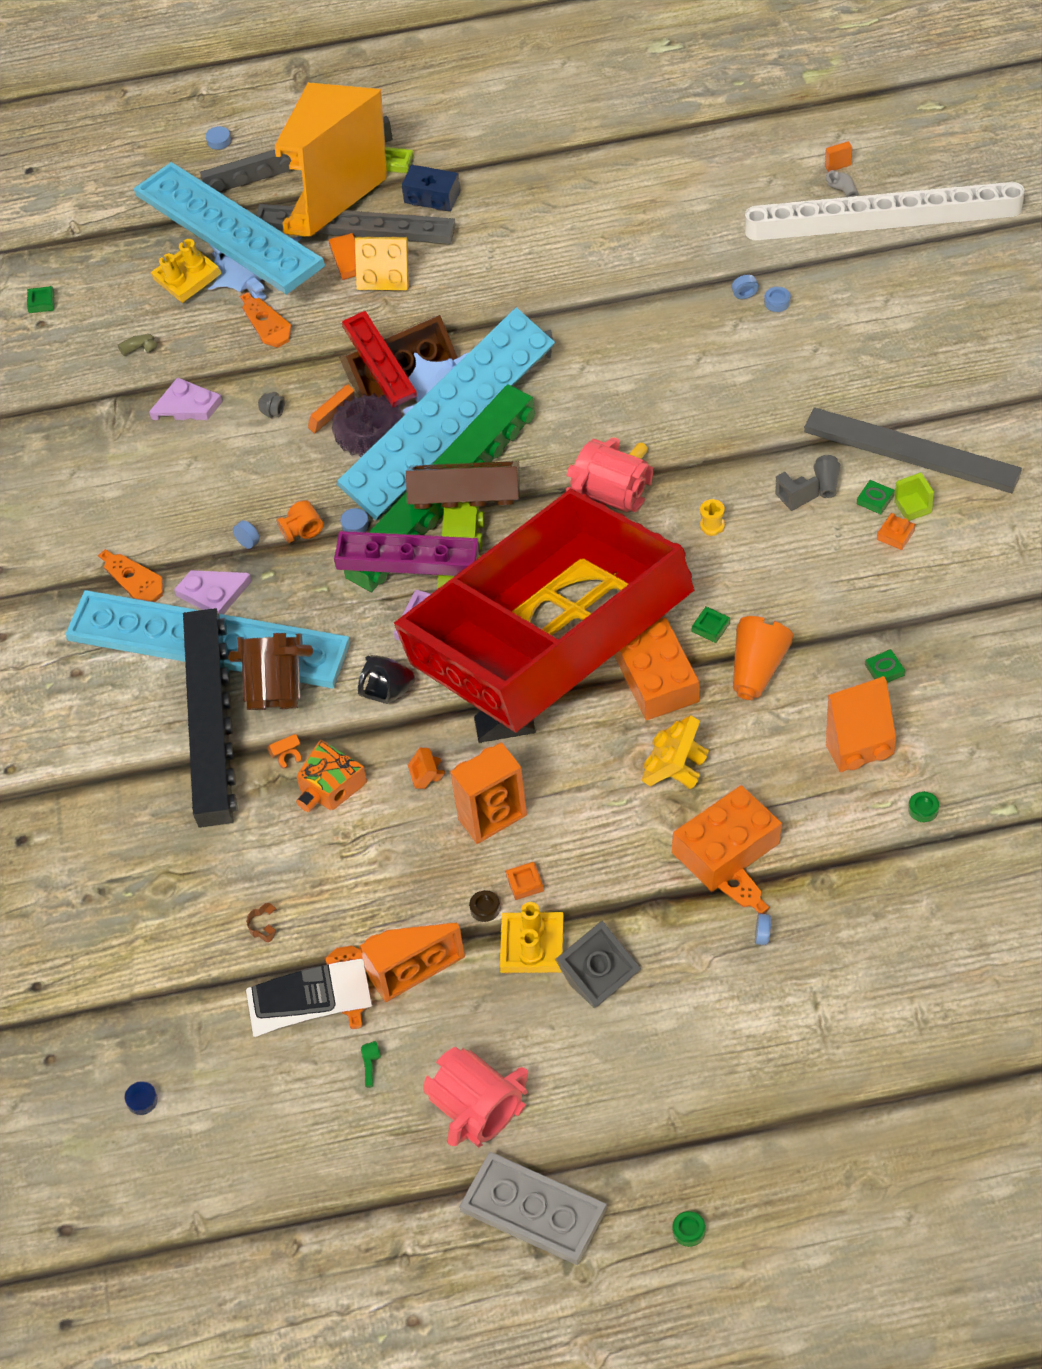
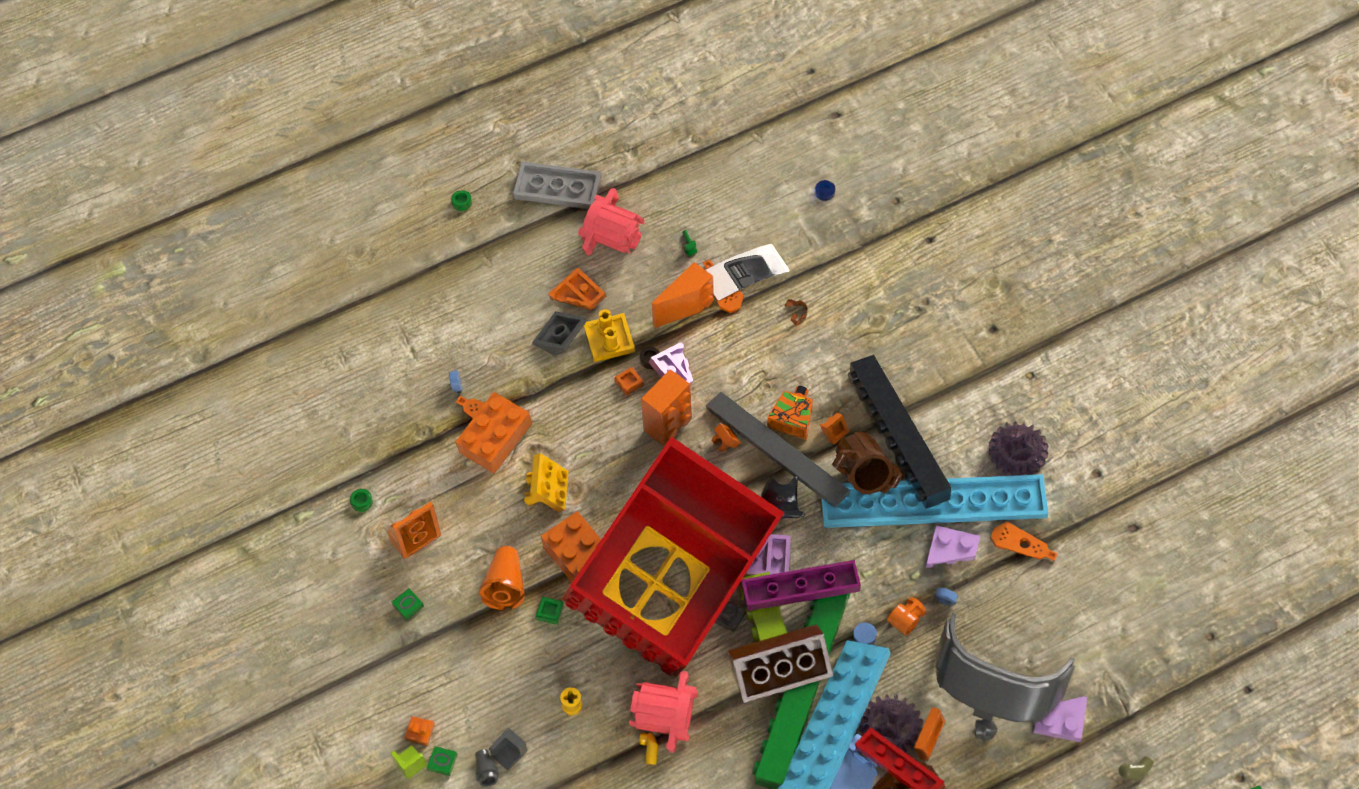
camera: 160 degrees right, 5 degrees up
(76, 671) = (1011, 439): none -> clear purple gear
(264, 416) = (993, 689): none -> dark grey piece
(369, 739) = (778, 449): none -> dark grey tile
(459, 876) = (672, 359): none -> wing
(553, 1023) = (578, 290): none -> orange wing

